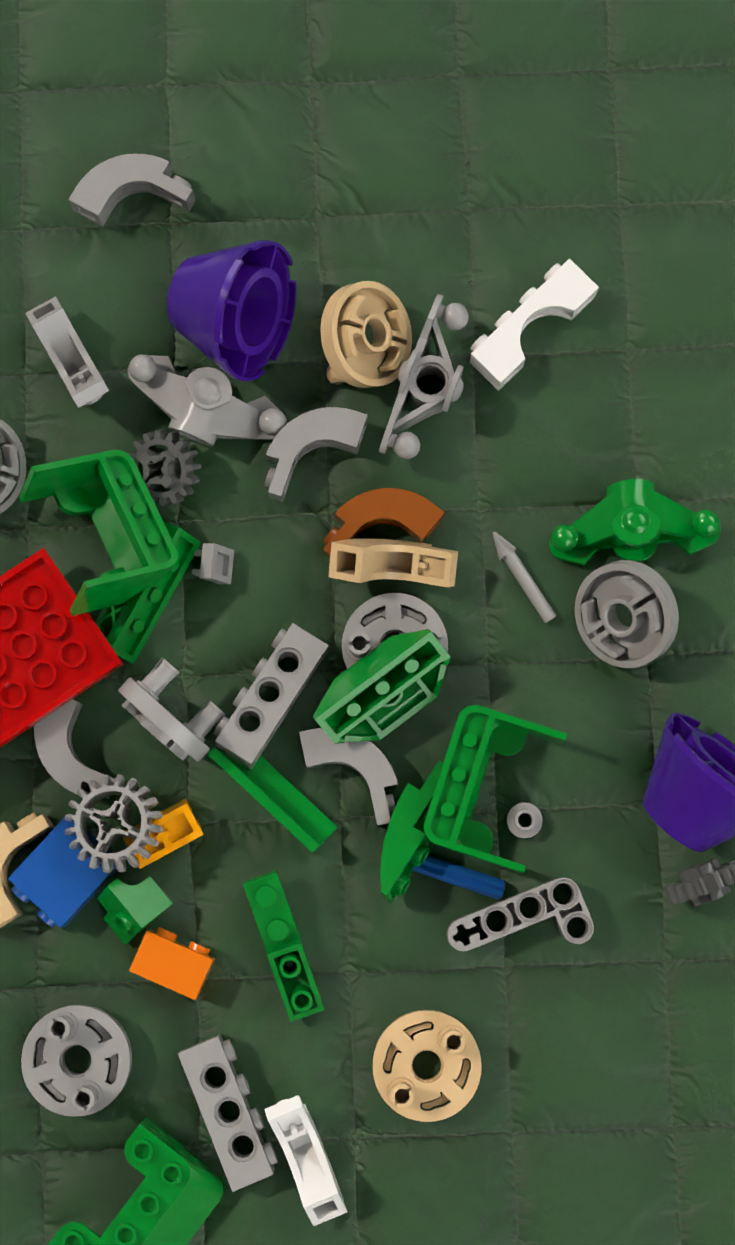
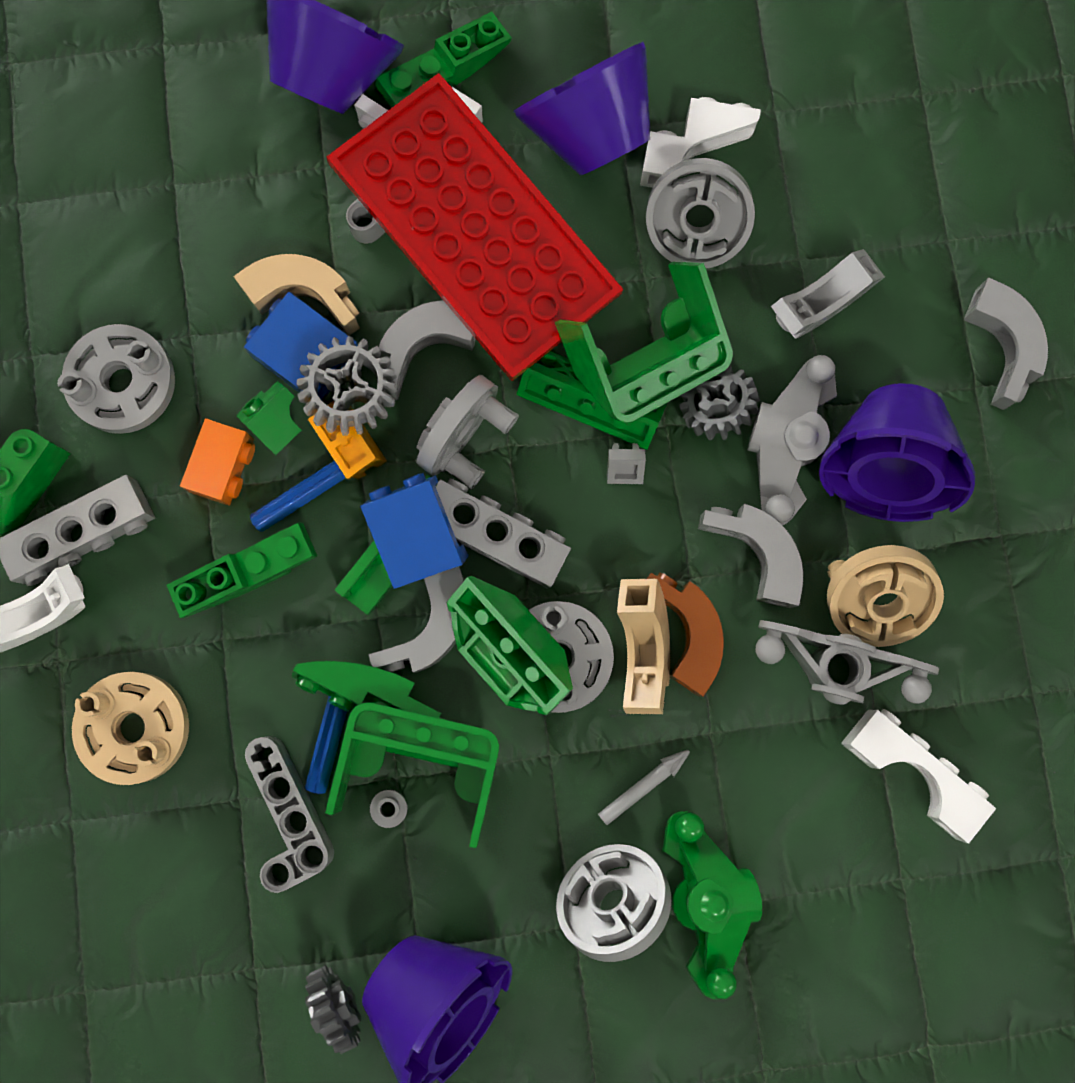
camera: 80 degrees right, 0 degrees up
(213, 887) = (297, 496): none -> blue axle
(262, 771) = (412, 531): none -> blue panel

